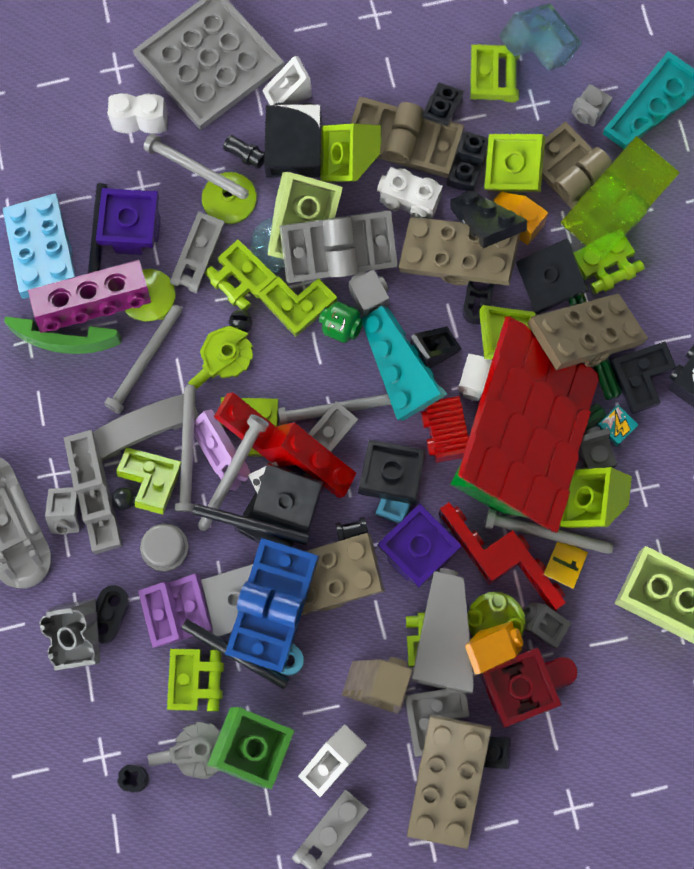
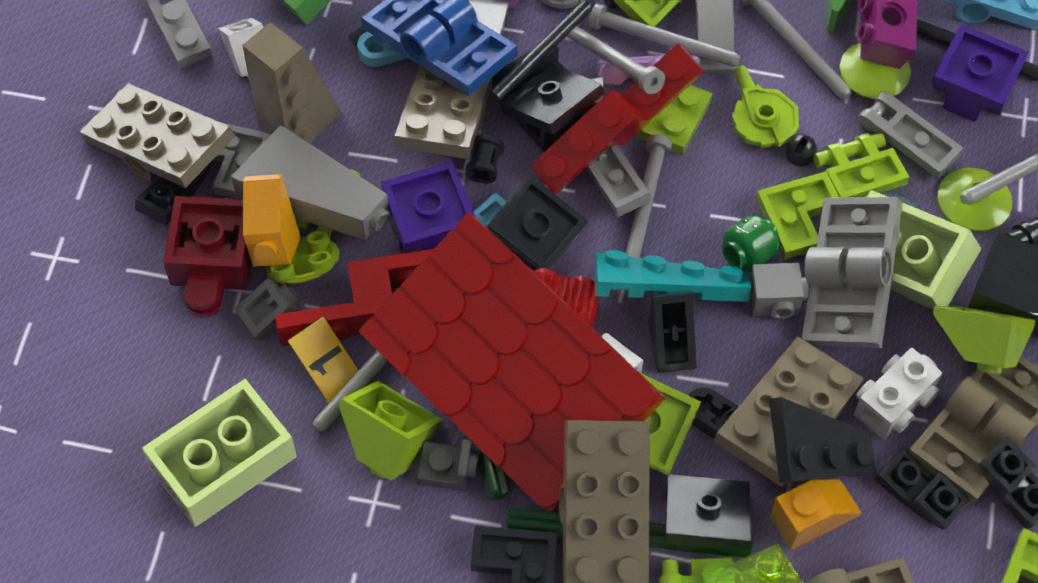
camera: 110 degrees right, 15 degrees down
(514, 162) = (893, 534): lime plate -> none
(619, 425) = (468, 506): tile -> none

